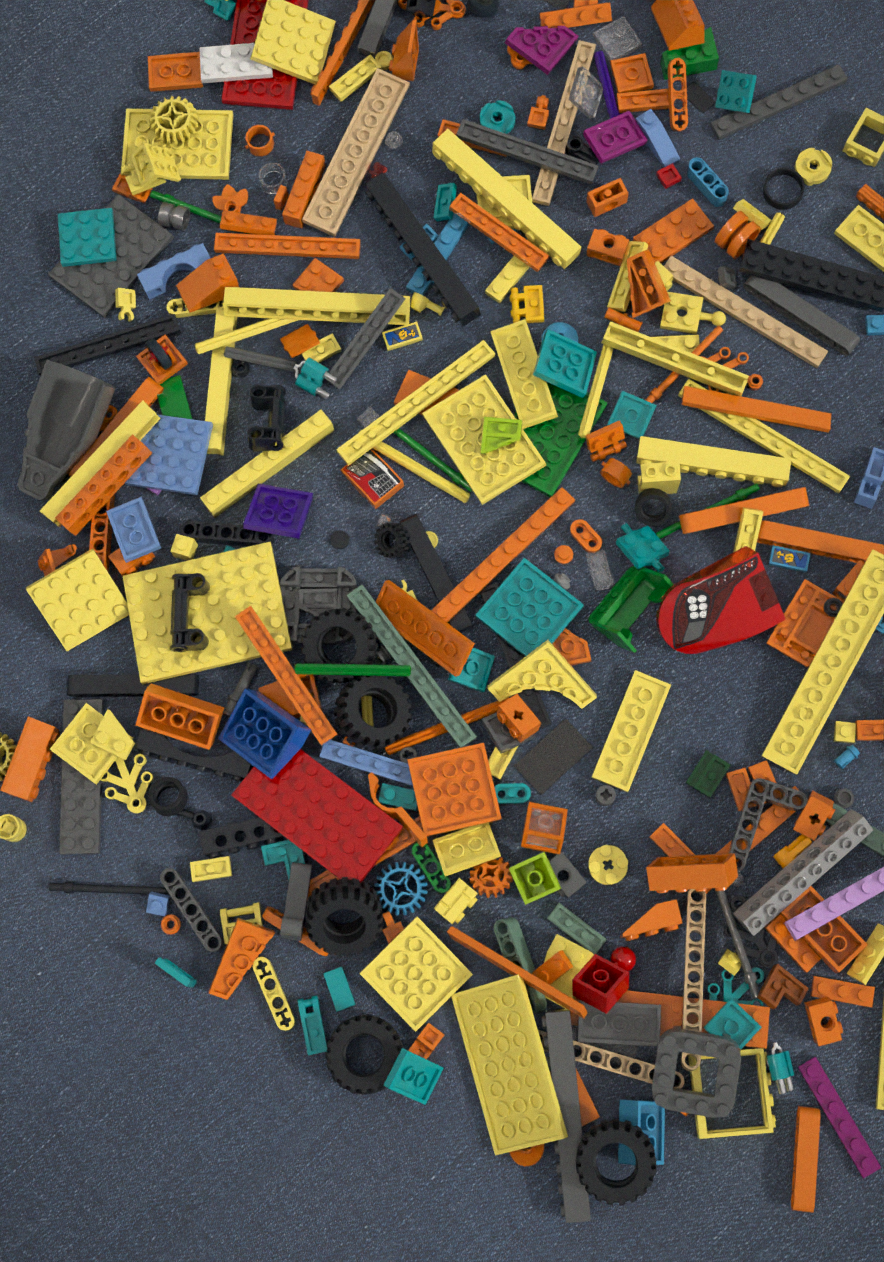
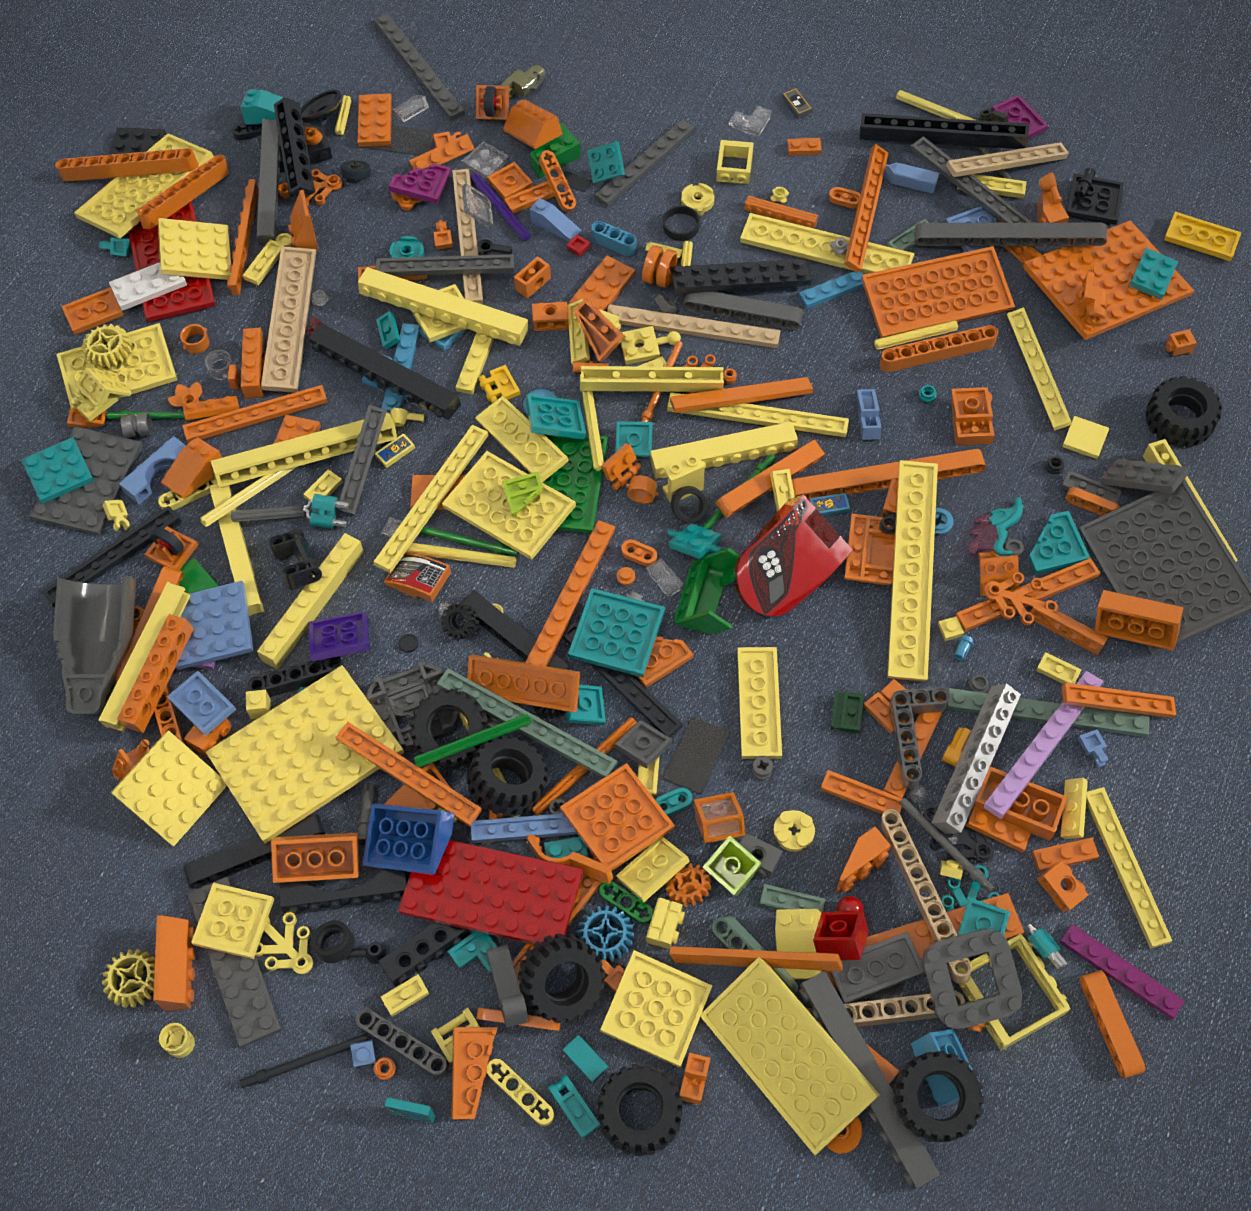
camera: 30 degrees left, 15 degrees down
(112, 737) = (253, 903): light yellow wing -> none
(182, 637) = (272, 742): black piece -> none
(238, 363) = (251, 526): black plate -> none
(299, 341) = (299, 487): orange piece -> none
(413, 1076) = (699, 1107): teal plate -> none
(499, 232) = (448, 334): orange plate -> none
(518, 718) = (649, 728): orange brick -> none
(543, 671) = (654, 677): light yellow plate -> none
(553, 968) = (790, 937): orange plate -> none
(615, 137) = (517, 229): magenta plate -> none
(692, 872) = (877, 796): orange brick -> none
(780, 984) = (1007, 870): dark orange plate -> none
(815, 804) = (955, 717): orange brick -> none

